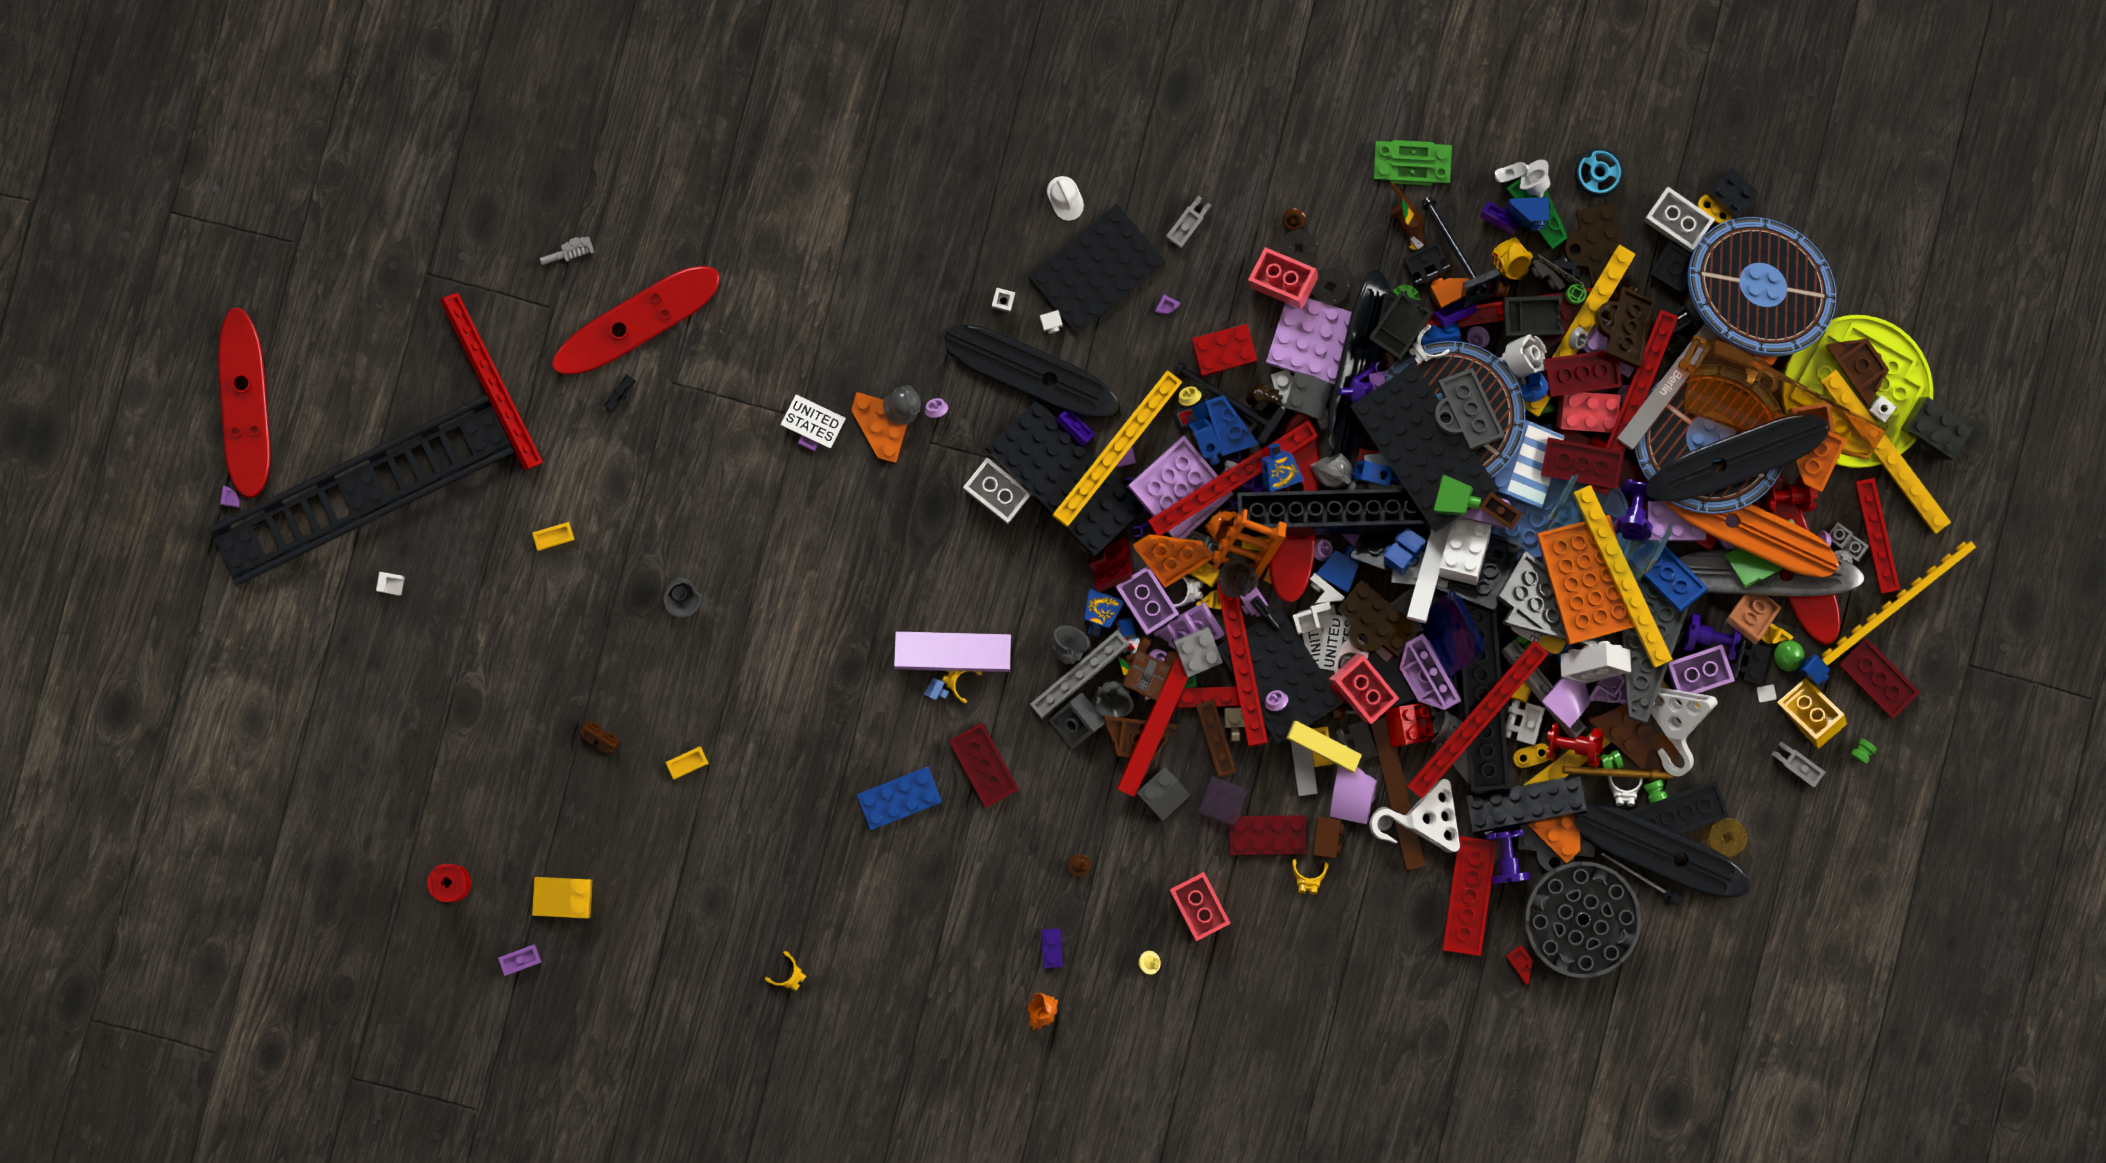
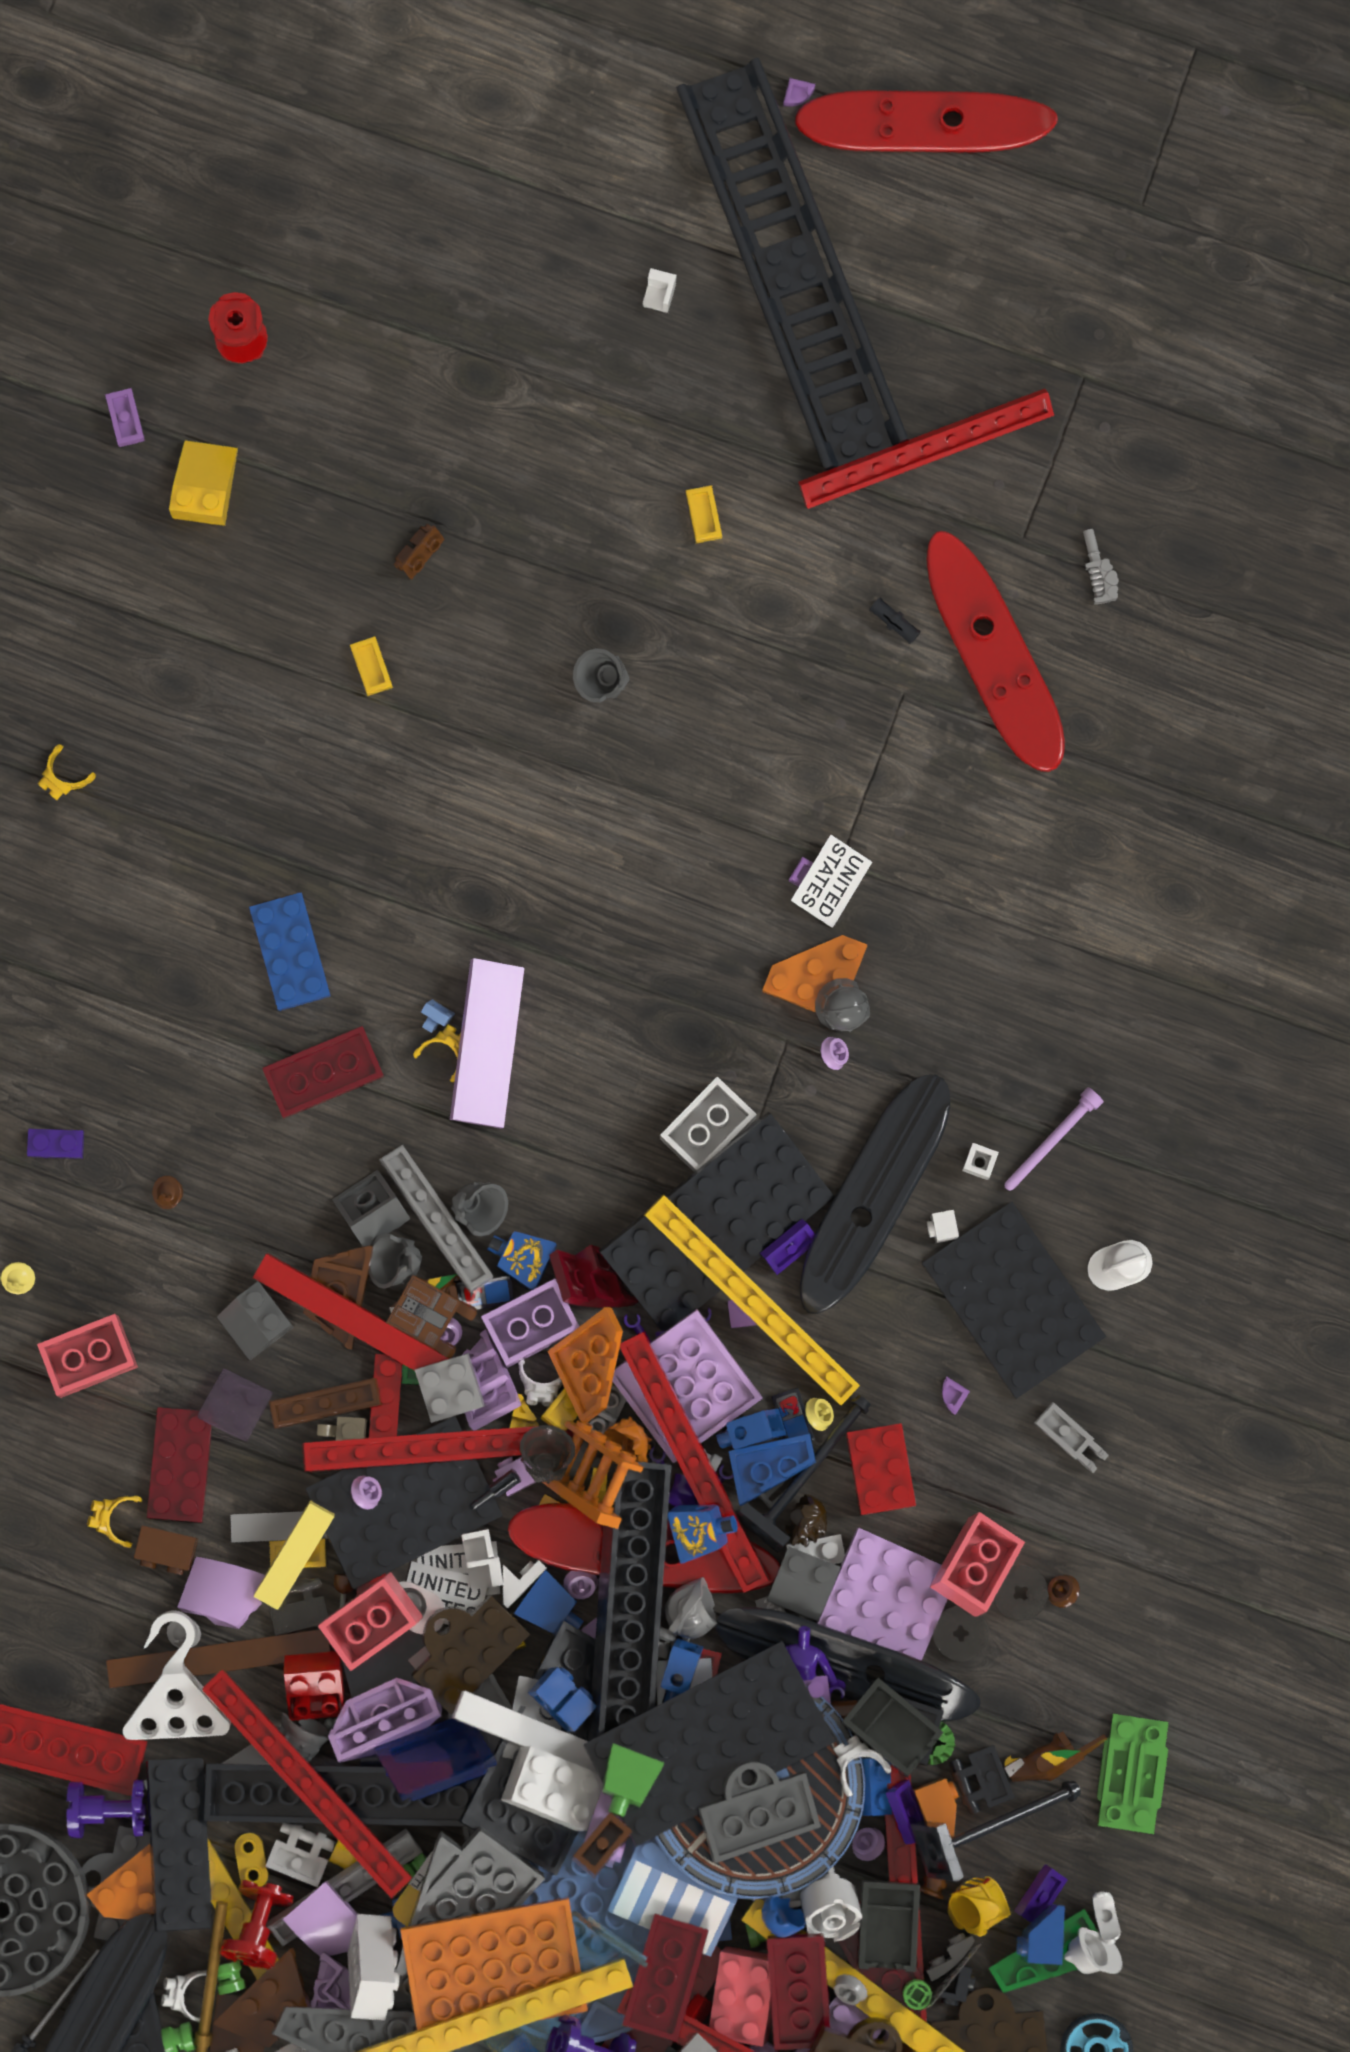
camera: 100 degrees right, 5 degrees down
(954, 229) = (1088, 1102): none -> lavender piece

